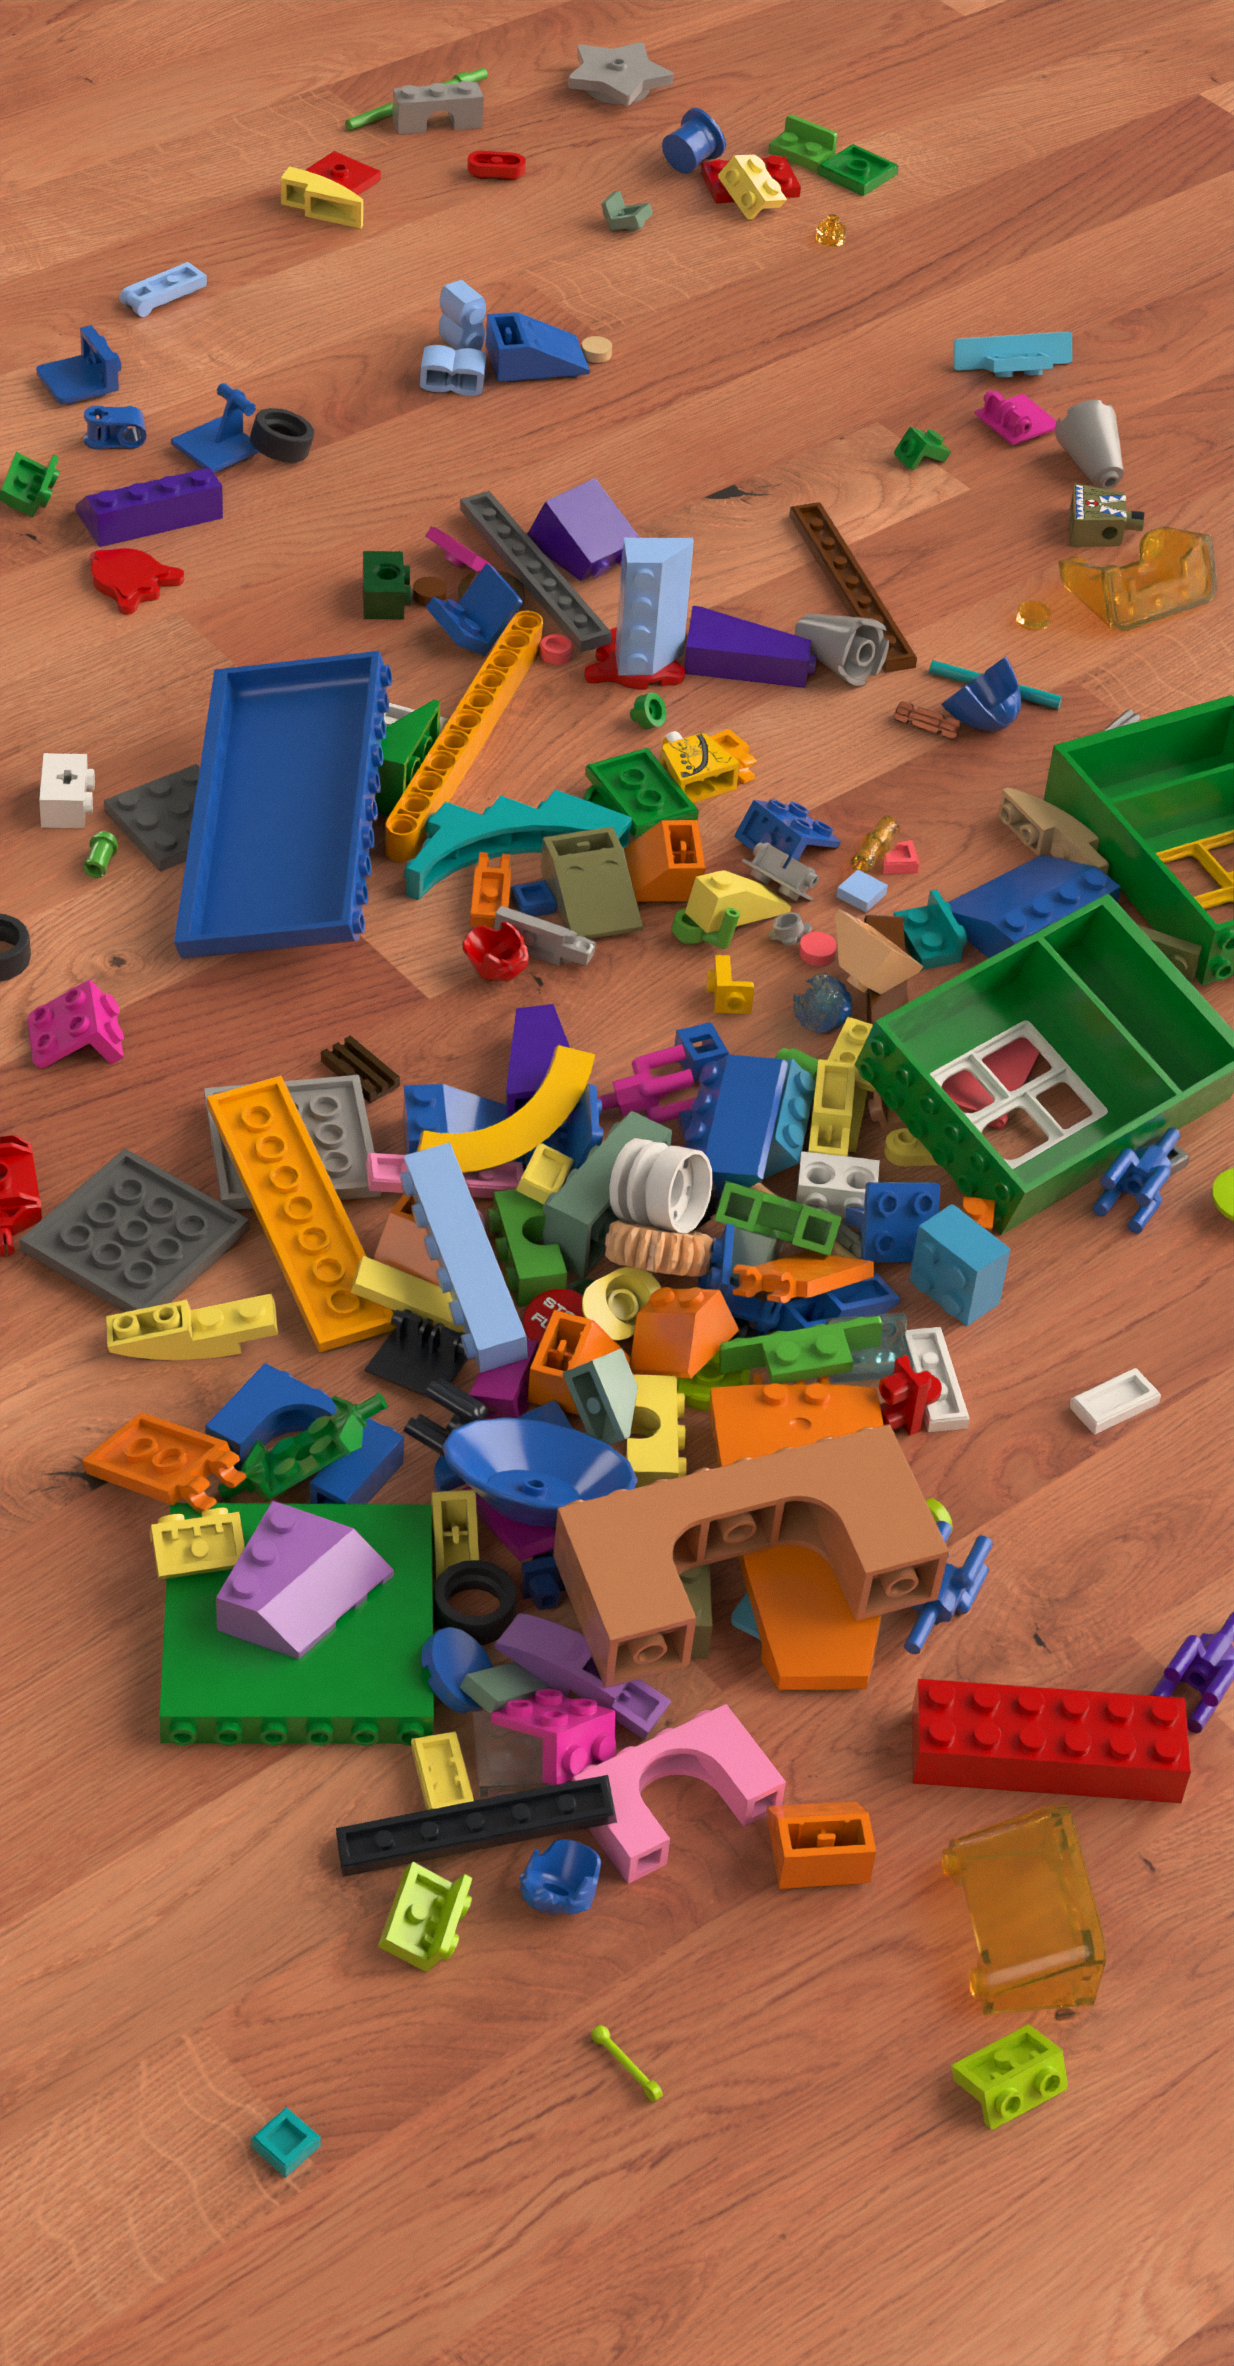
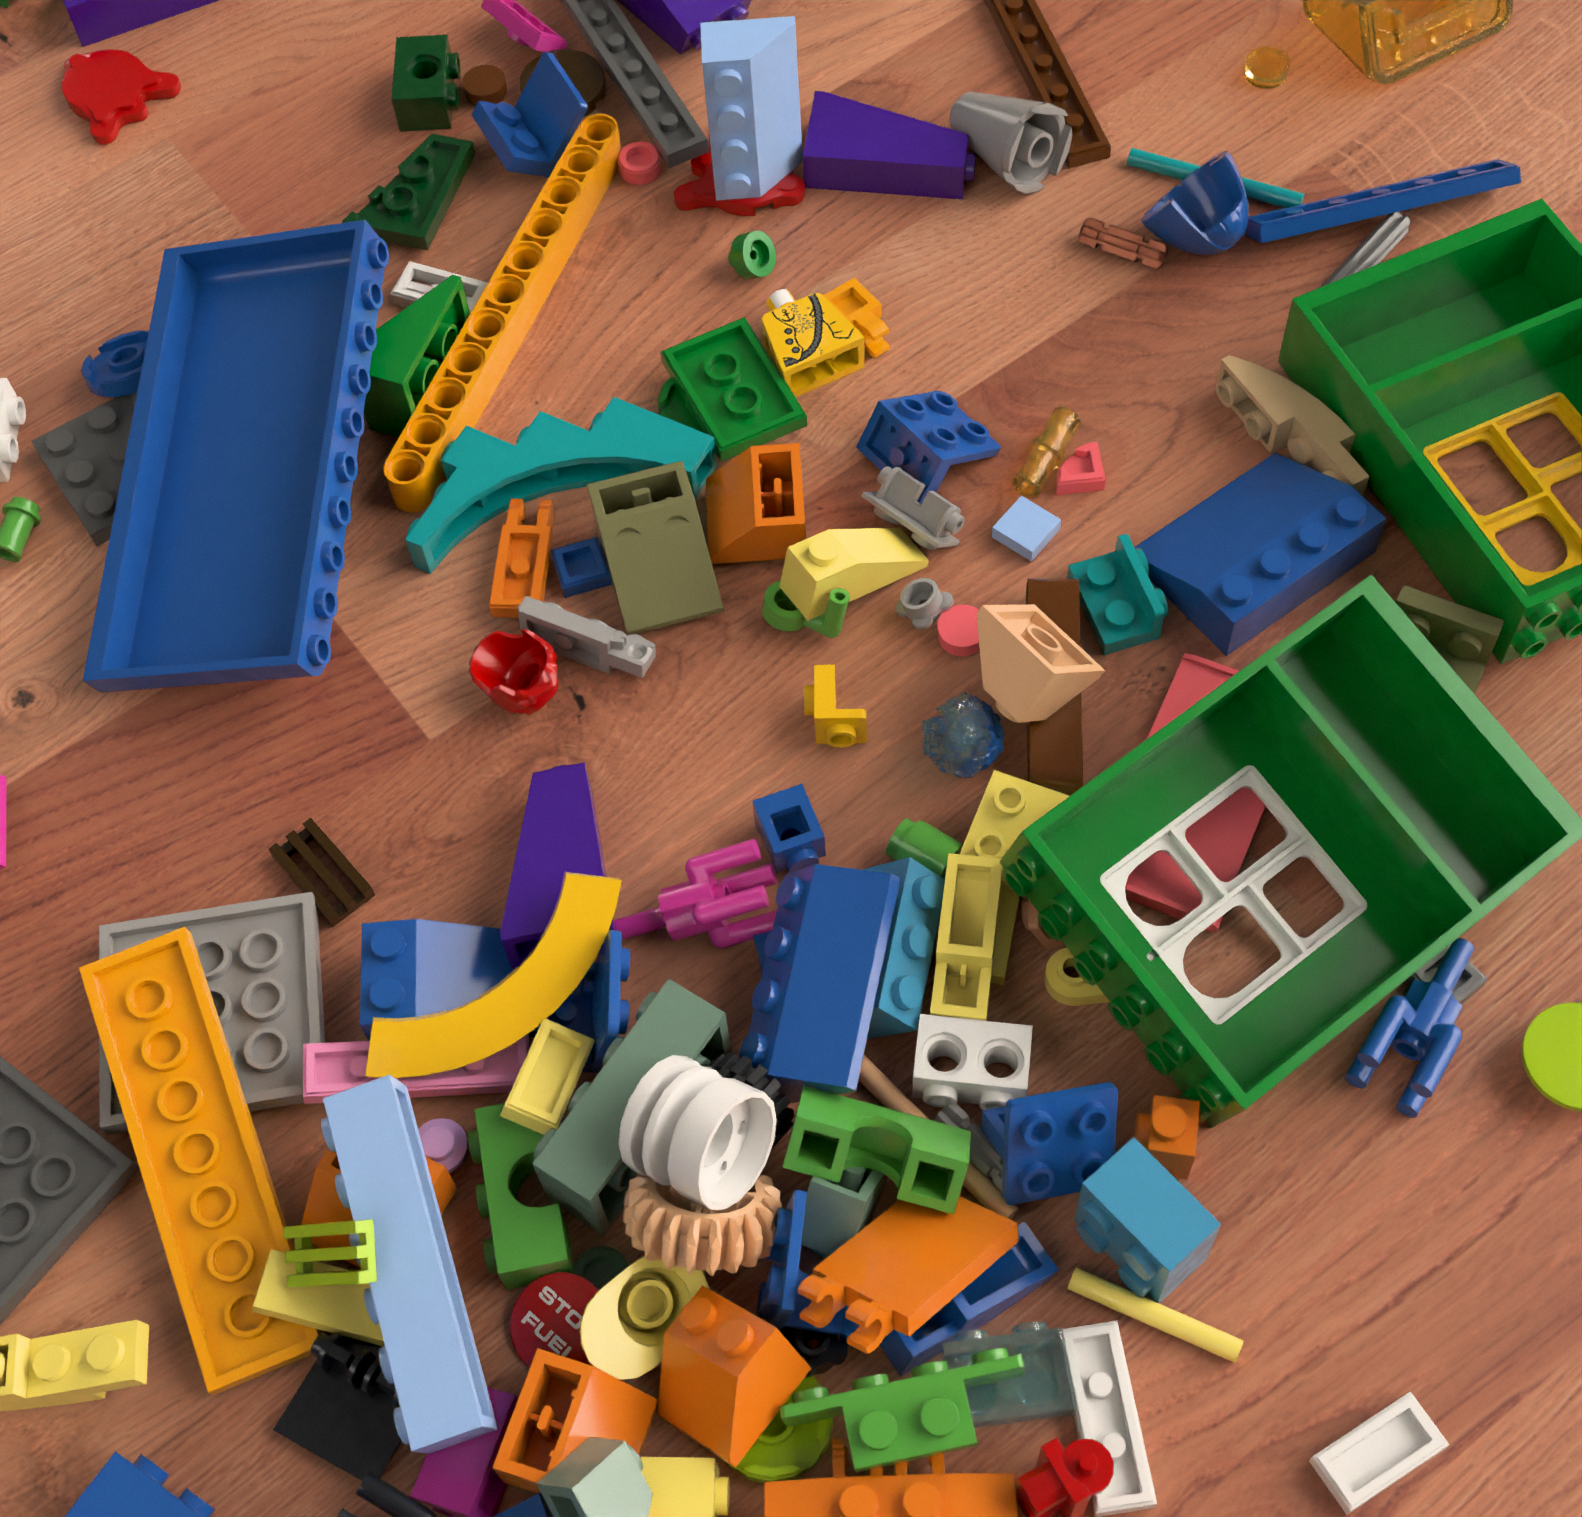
camera: 10 degrees right, 15 degrees up
(171, 754) = (118, 366): none -> blue tile
(398, 647) = (420, 195): none -> dark green wing
(412, 1238) = (305, 1255): none -> lime tile
(965, 1327) = (1155, 1315): none -> light yellow bar
(1119, 702) = (1382, 200): none -> blue tile

